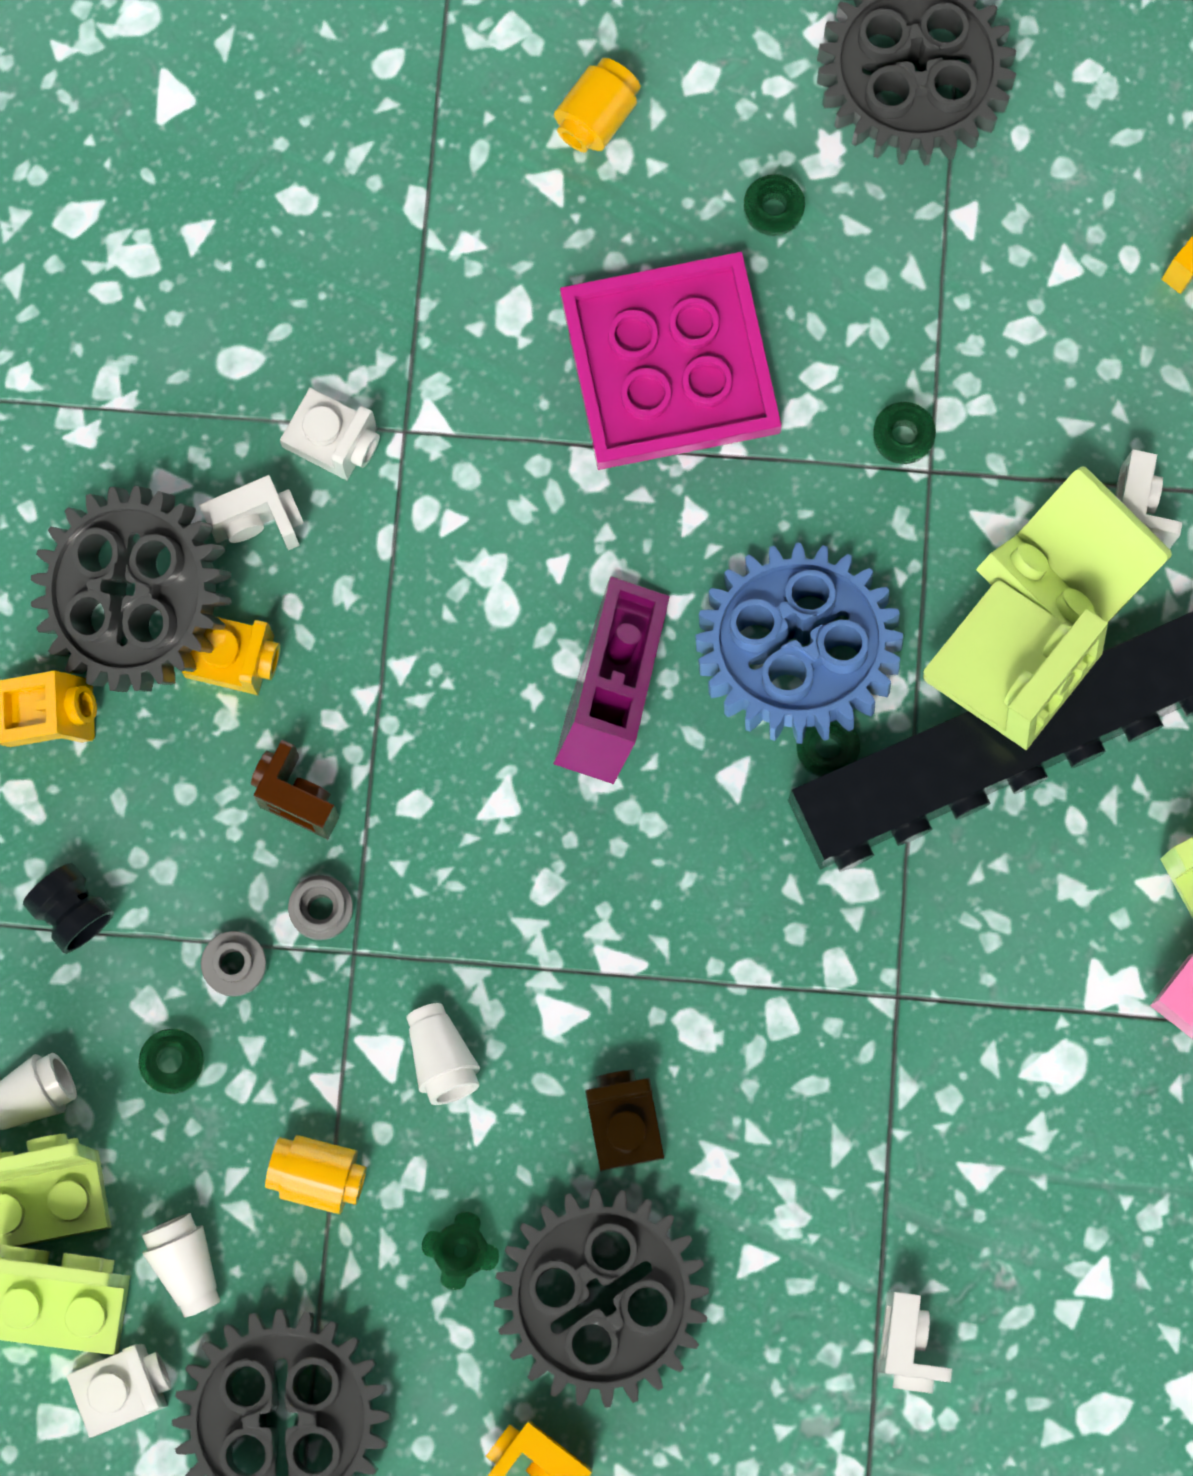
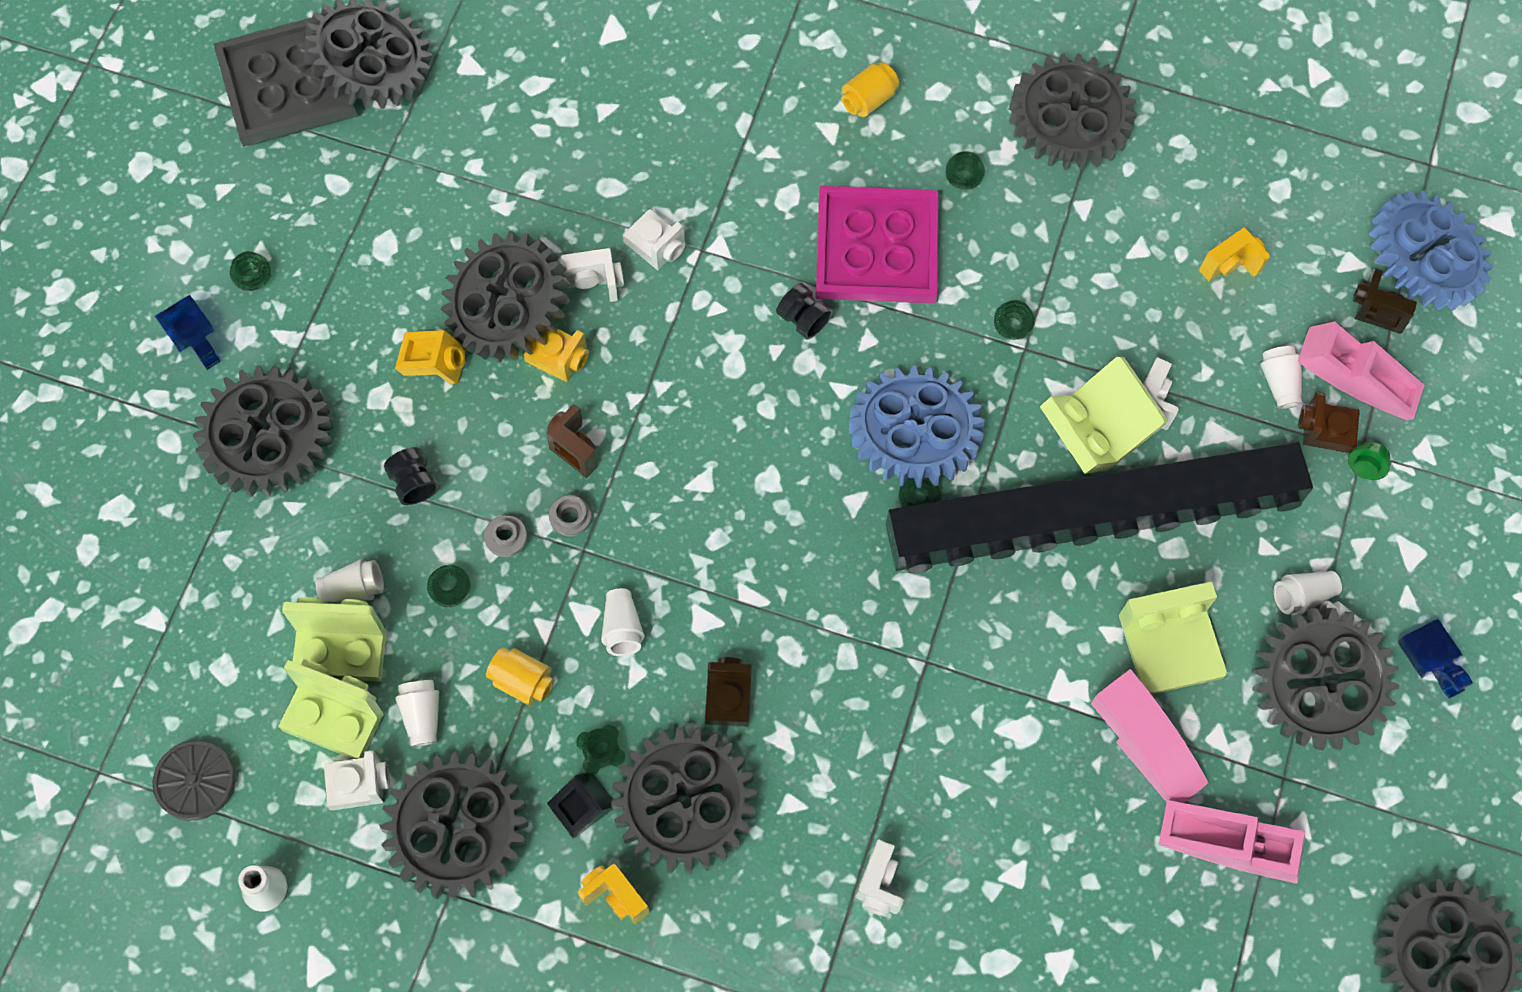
camera: 10 degrees right, 10 degrees down
(453, 1337) = (580, 803): none -> black slope
(587, 498) = (804, 311): none -> black wheel
(612, 682) = (790, 422): magenta slope -> none
(1015, 662) = (1053, 464): yellowish green bracket -> none

